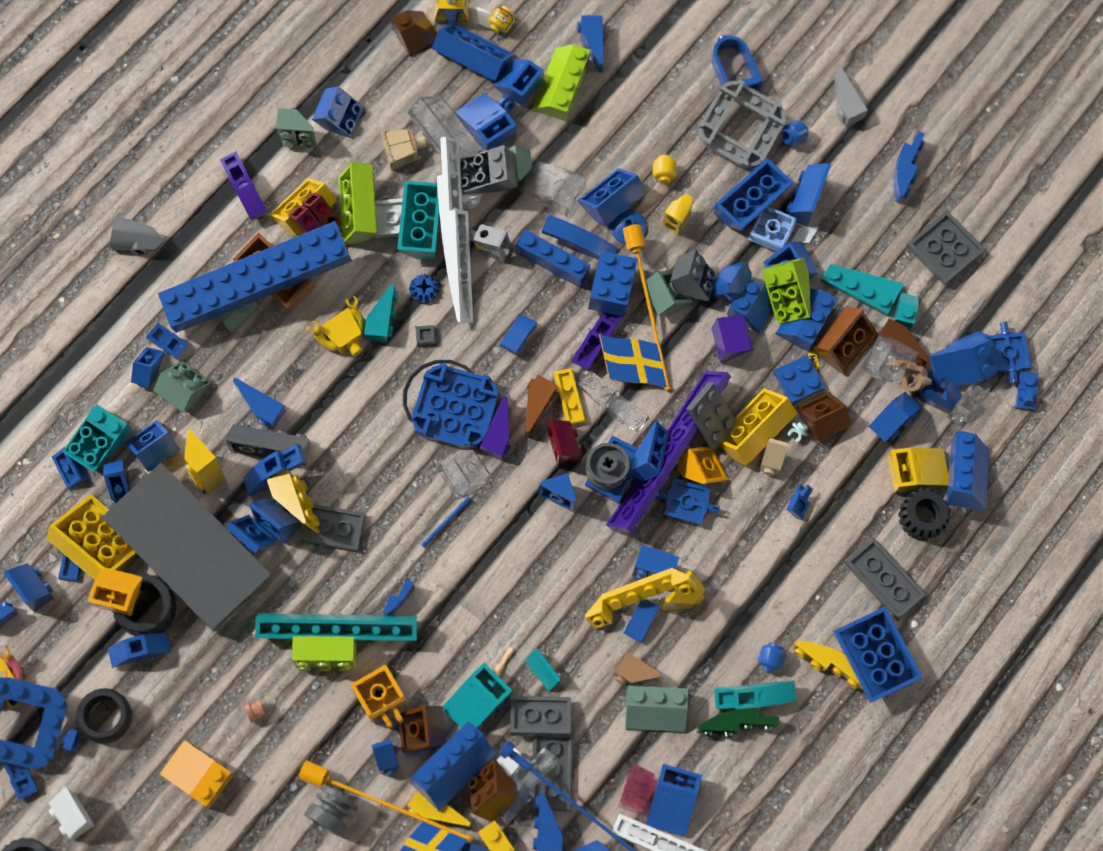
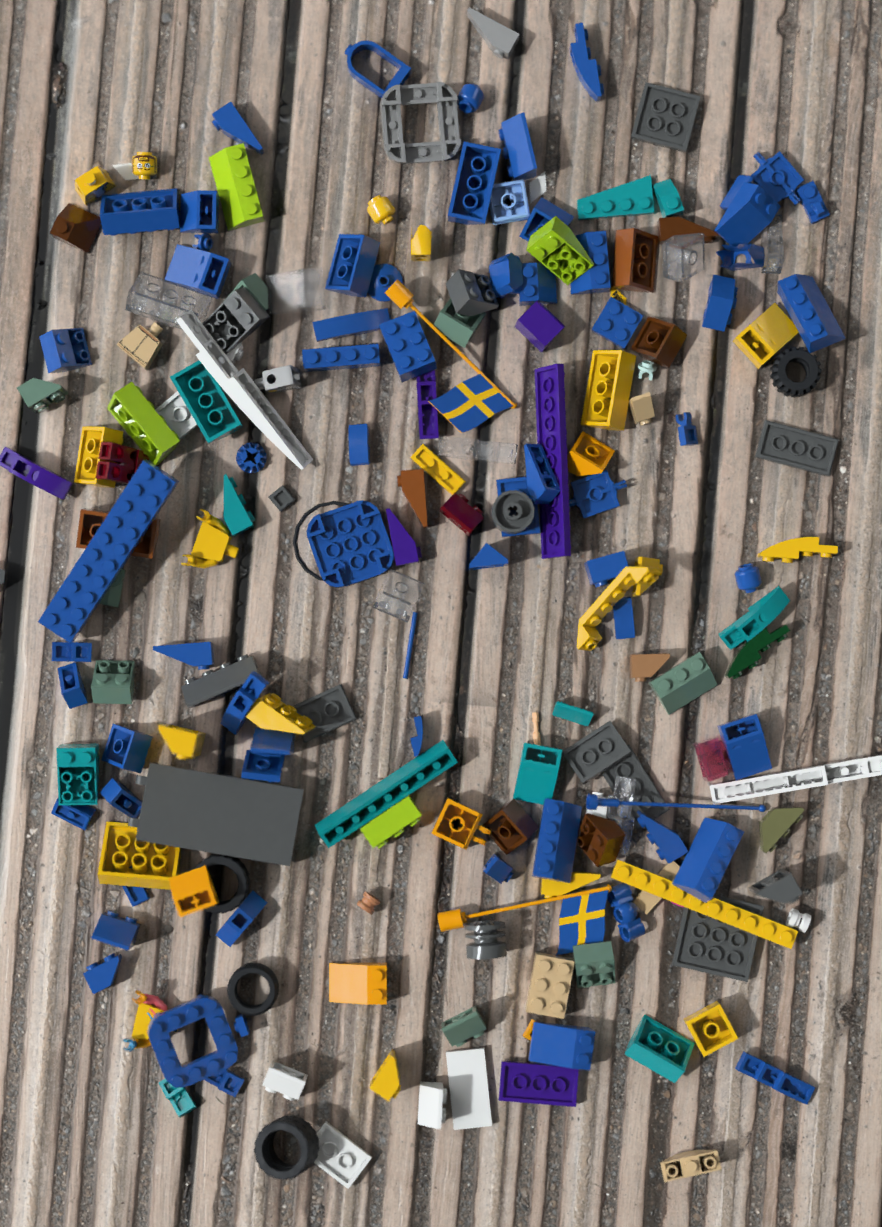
camera: 30 degrees left, 15 degrees up
(711, 415) = (569, 409): dark grey plate -> none
(878, 655) = (832, 519): blue slope -> none
(911, 368) = (705, 255): medium nougat hair -> none

